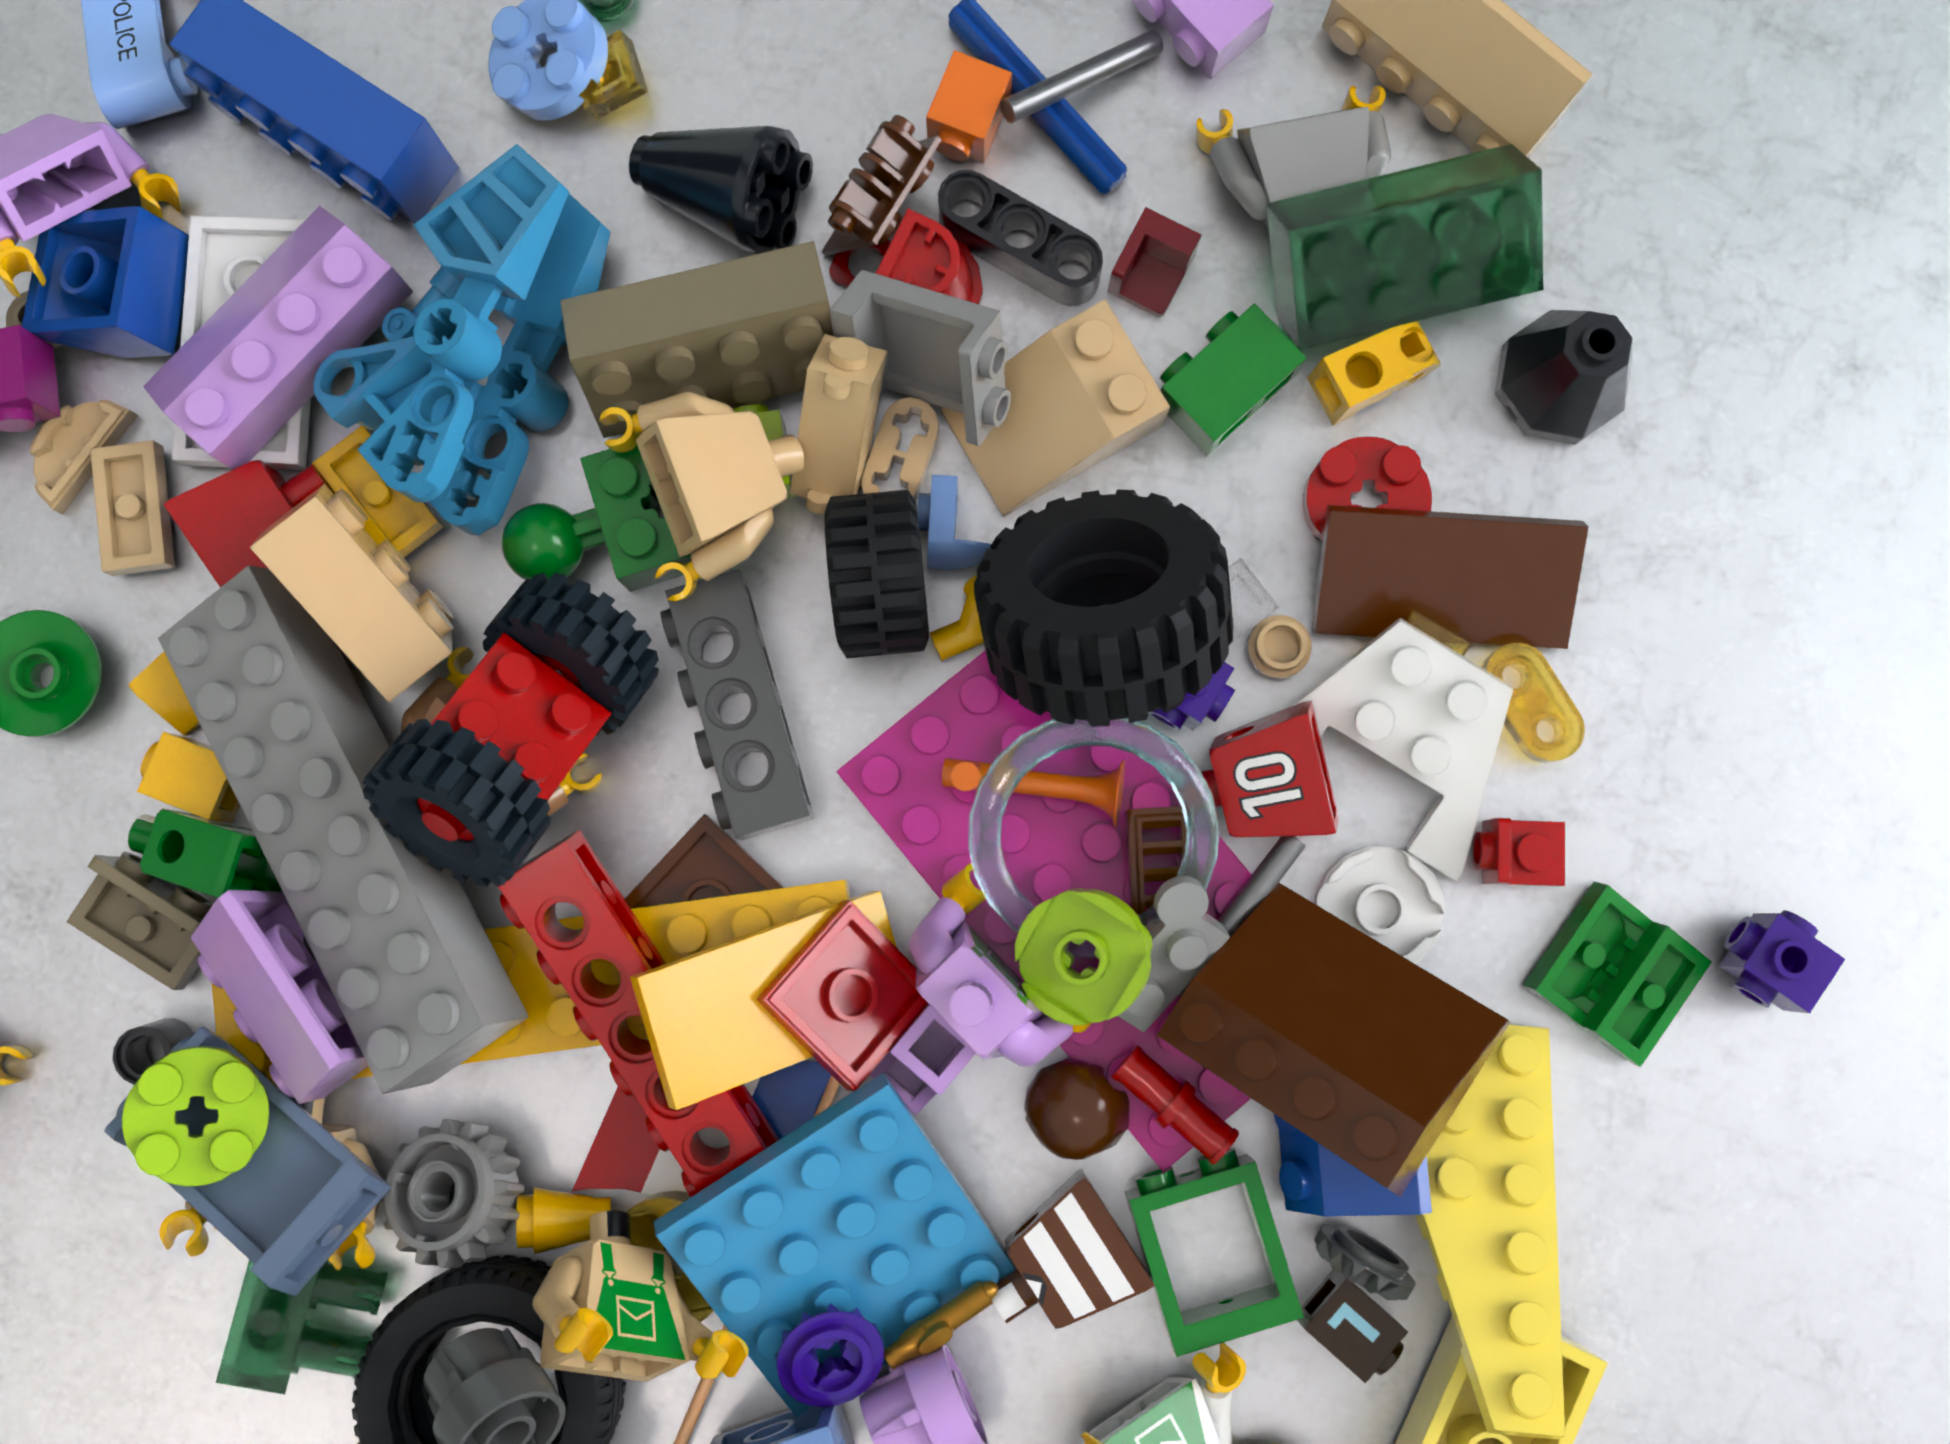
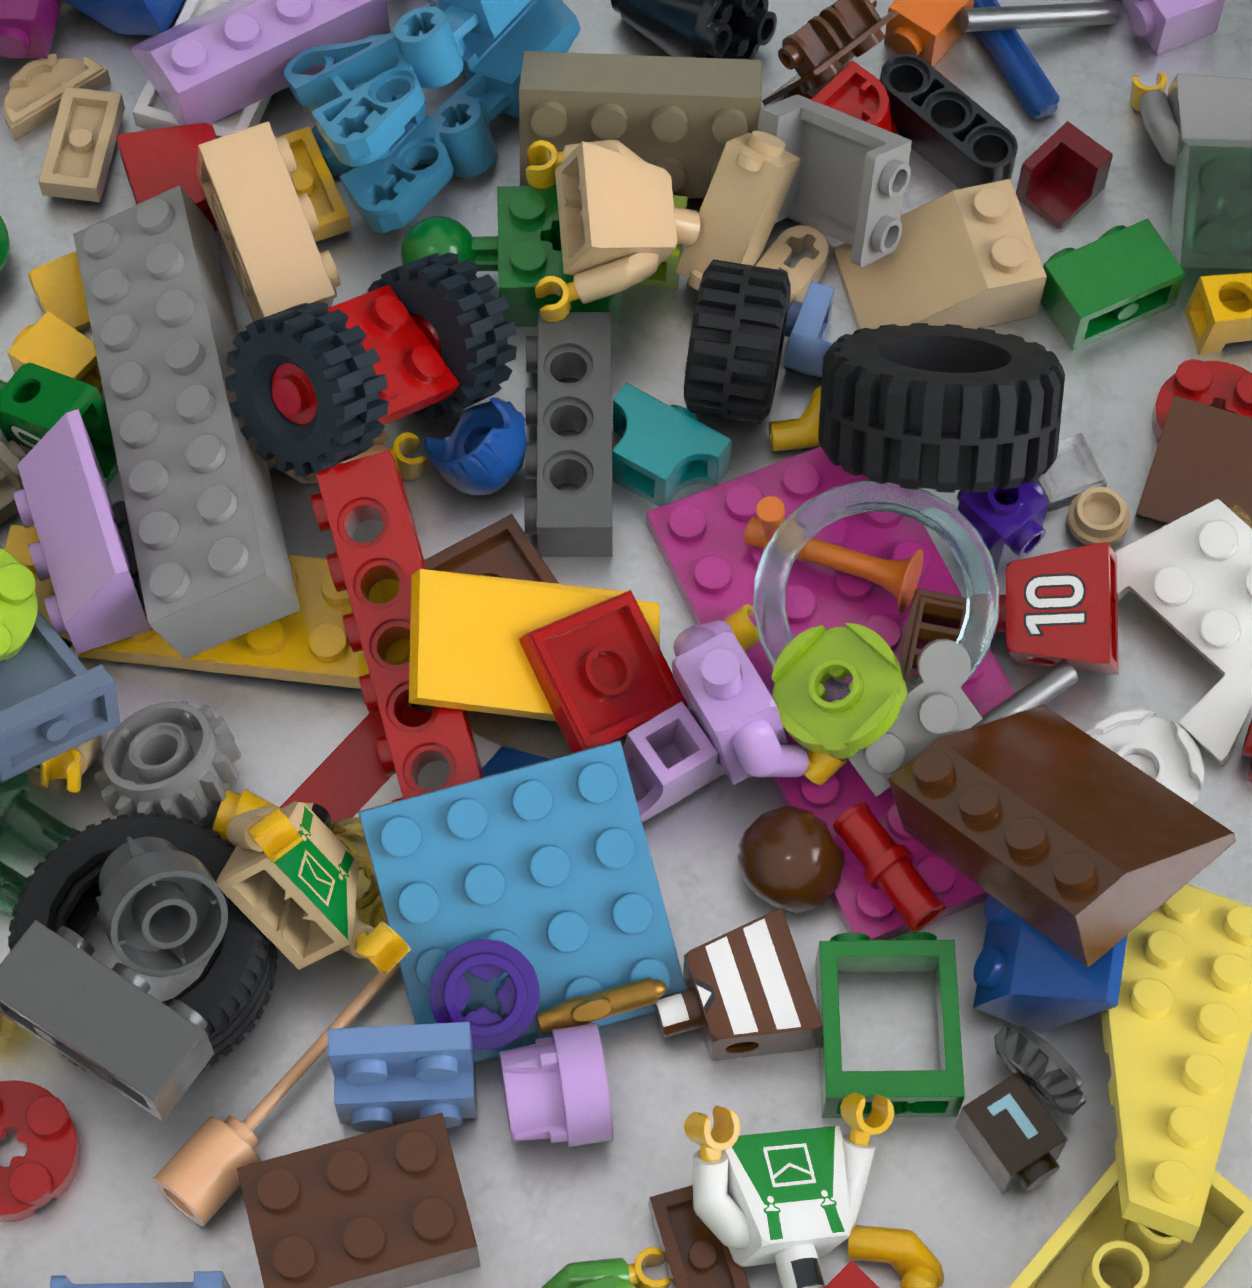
camera: 15 degrees right, 20 degrees down
(652, 753) = (482, 449): none -> blue hair
(832, 696) = (663, 448): none -> teal brick

